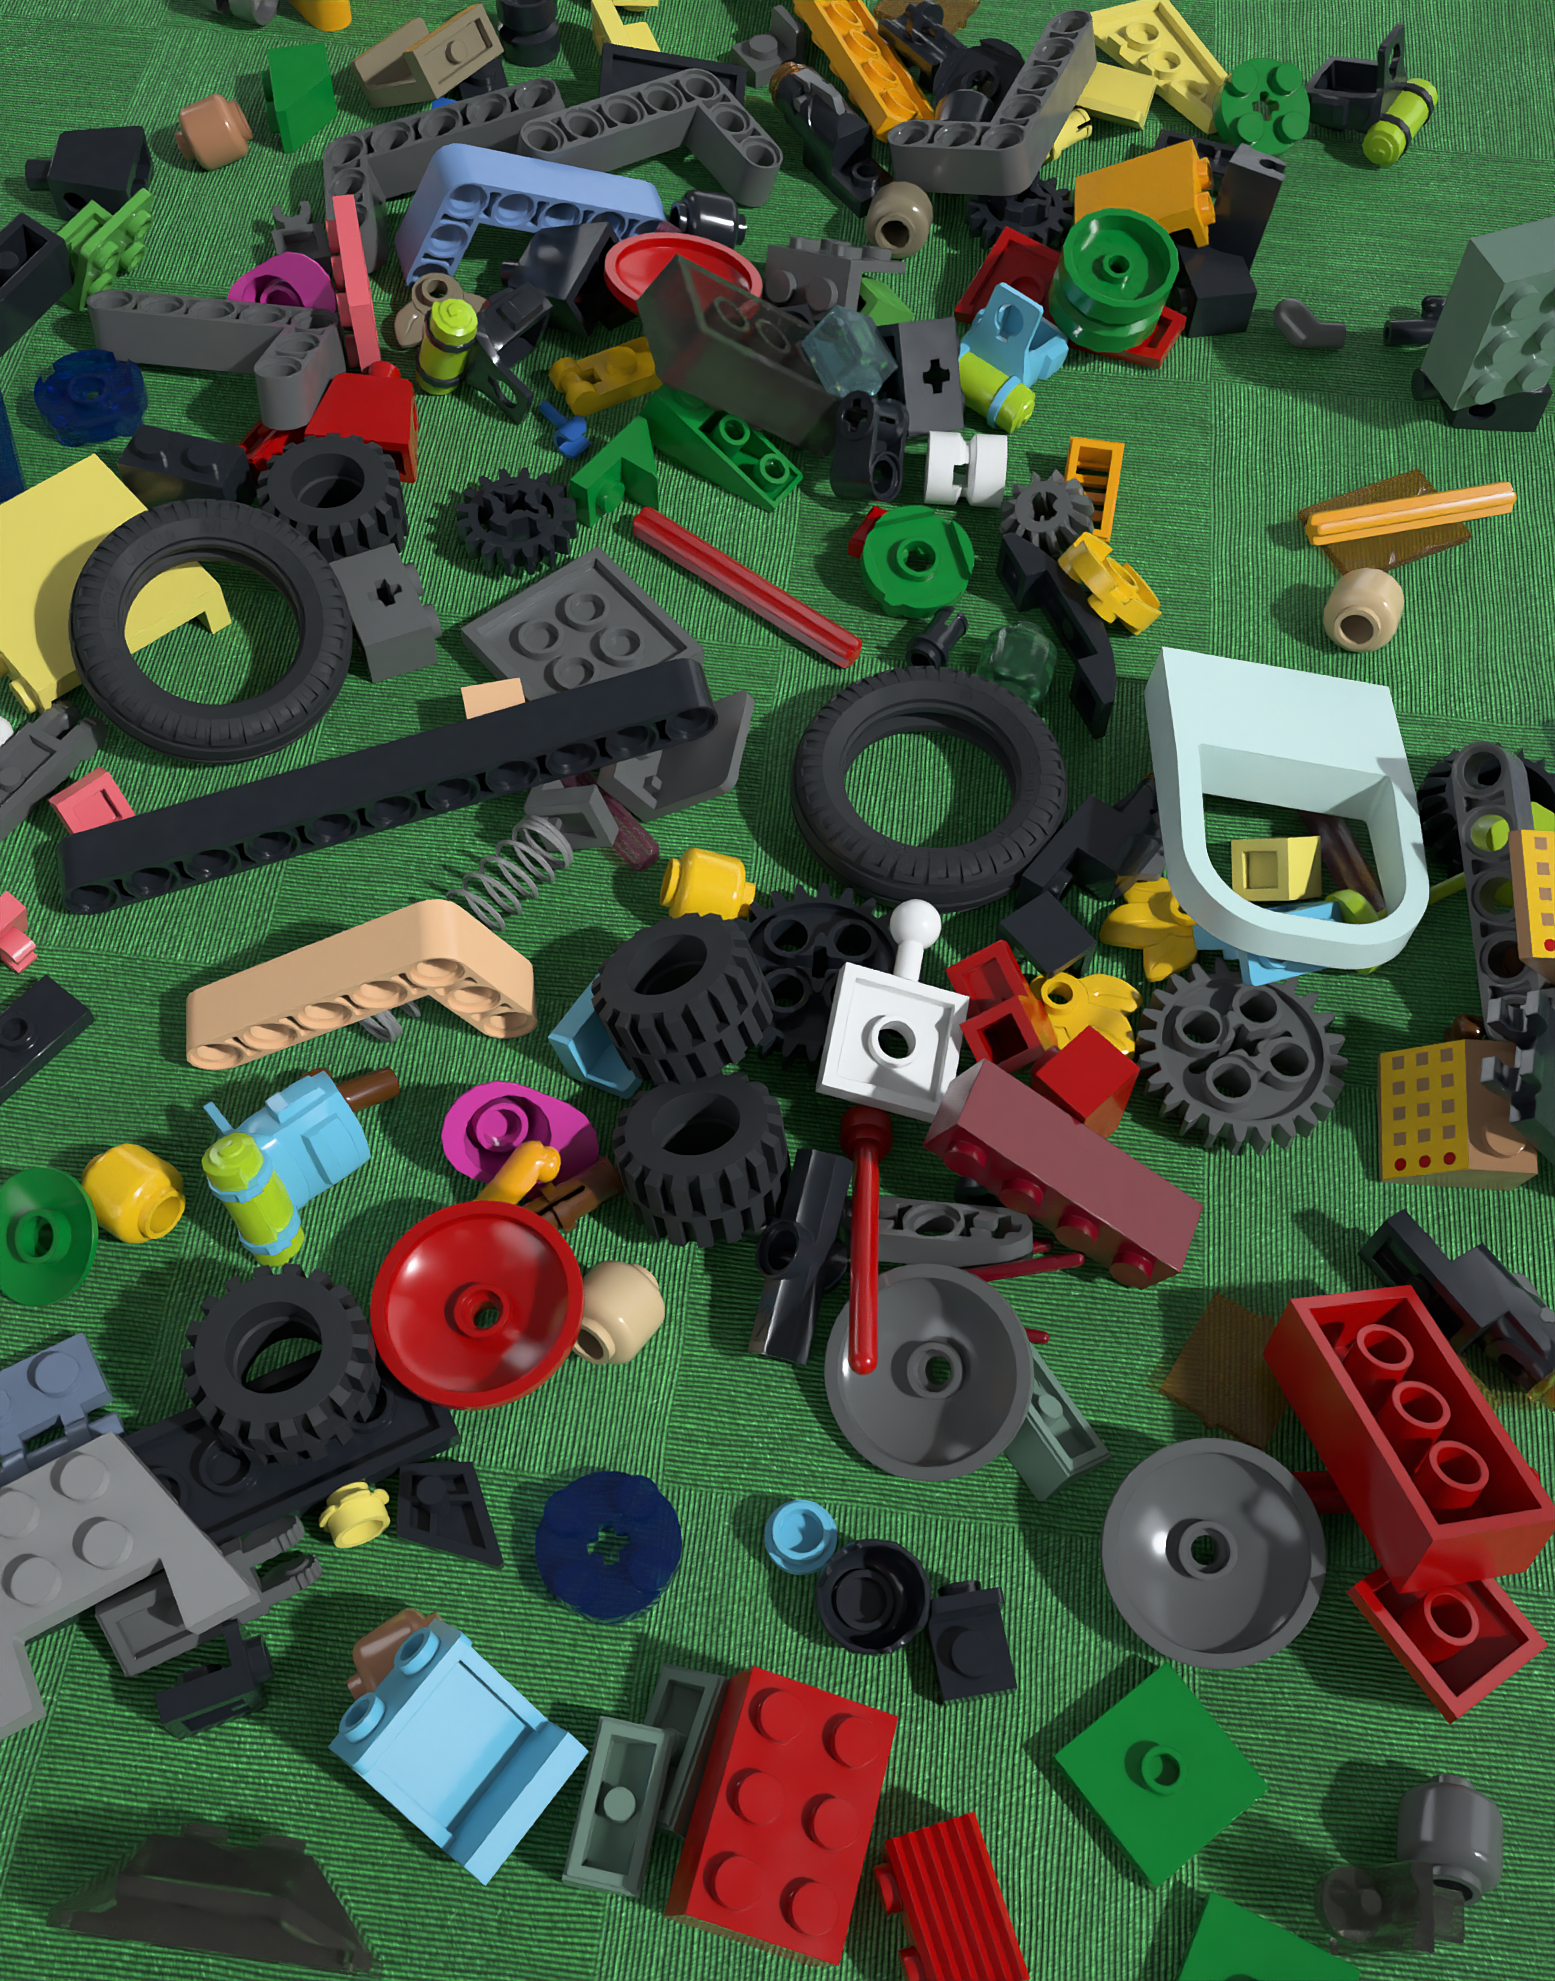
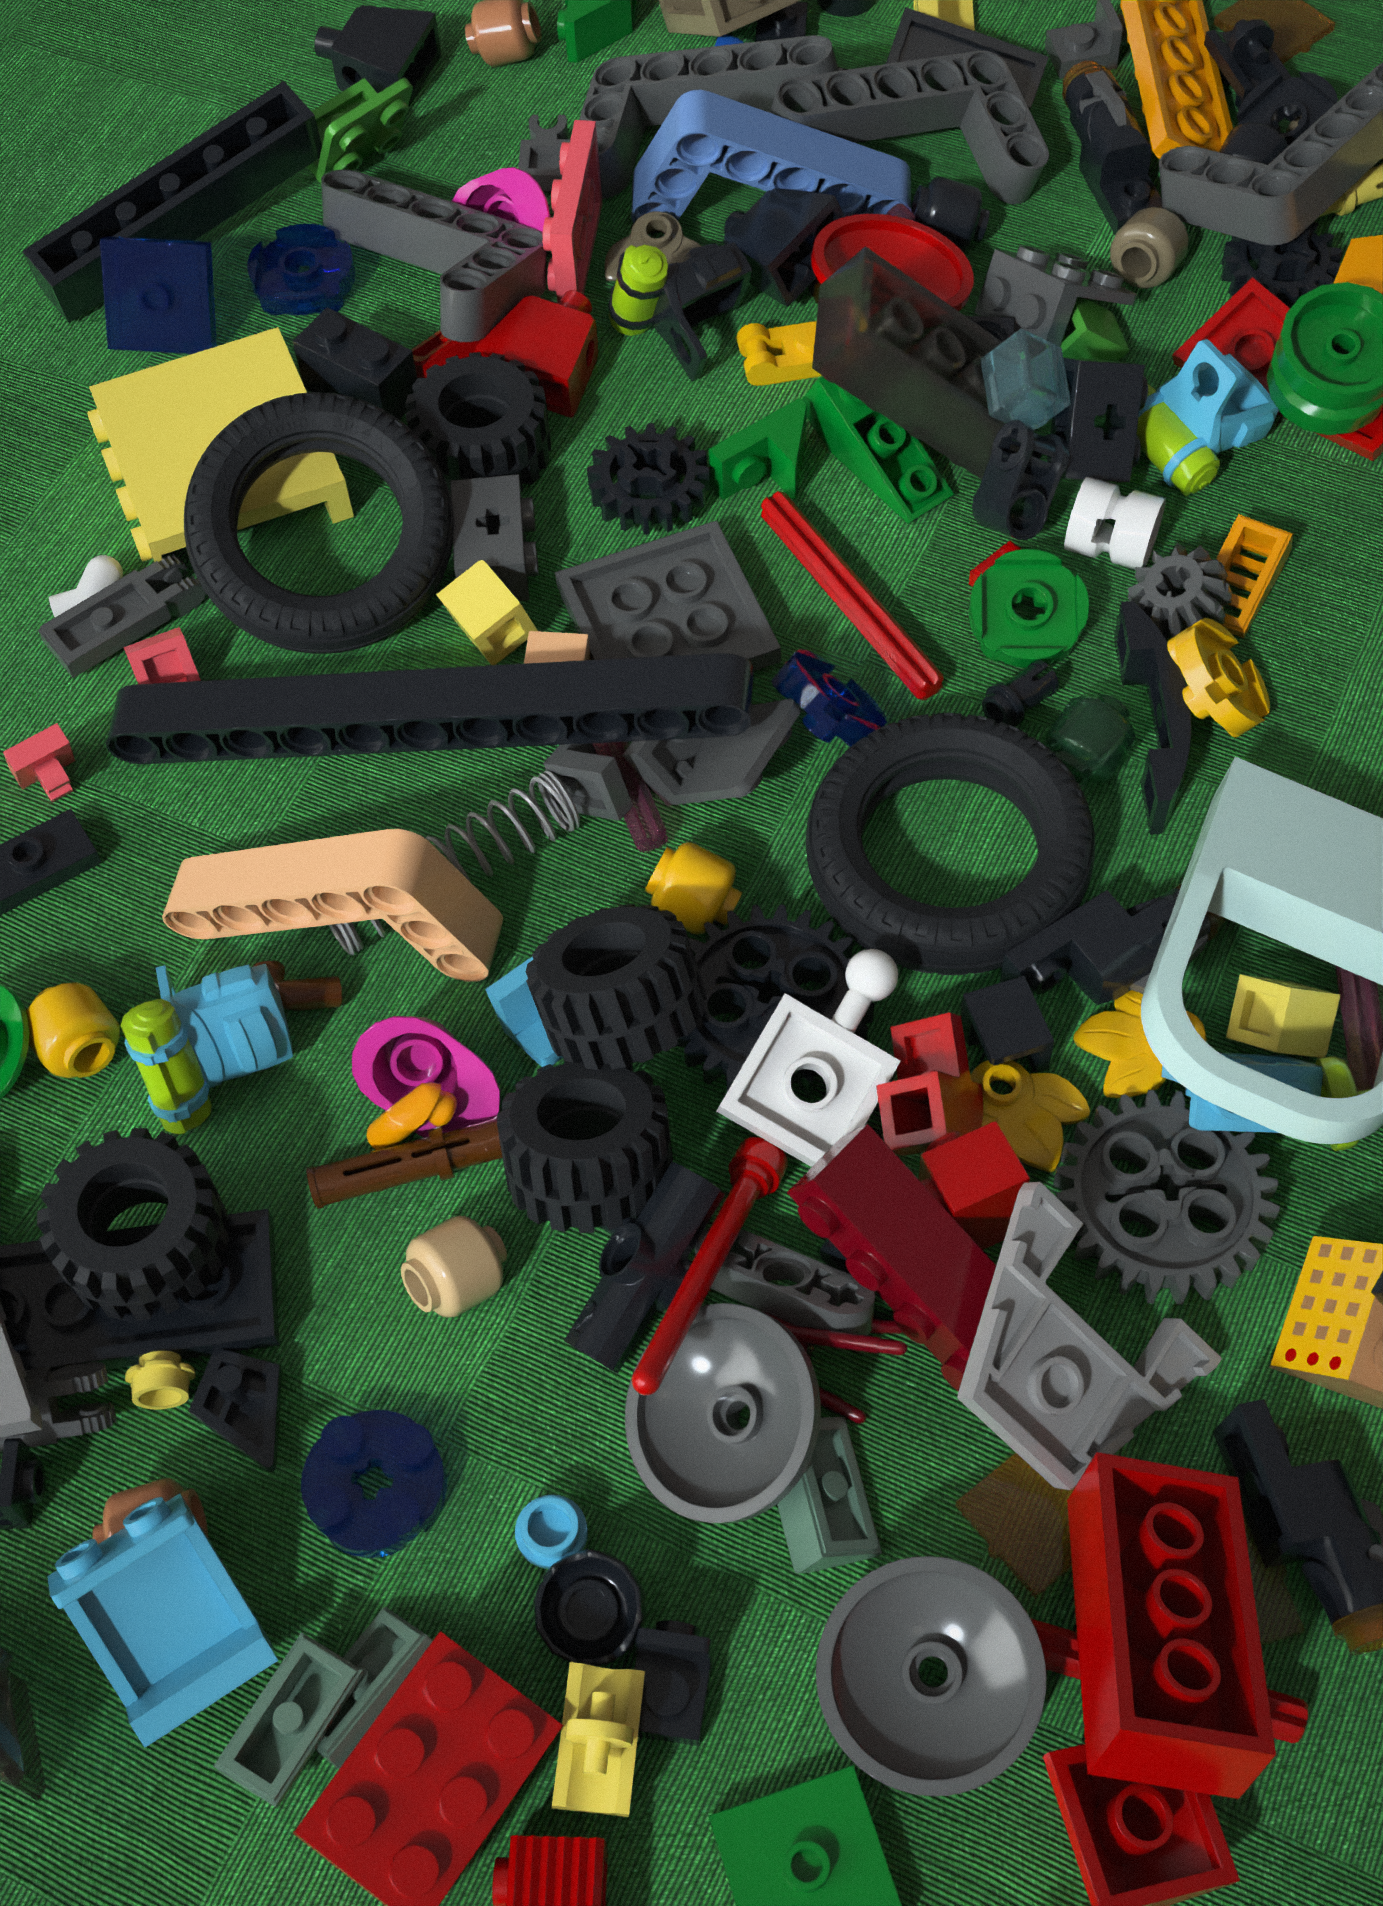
camera: 25 degrees right, 0 degrees up
(408, 681) = (487, 612): none -> light yellow panel
(450, 1273) = (306, 1192): red dish -> none
(568, 437) = (734, 403): blue hand -> none
(782, 690) = (829, 703): none -> clear blue plate
(934, 1720) = (598, 1740): none -> light yellow hips
(1207, 1239) = (1046, 1374): none -> light grey wing

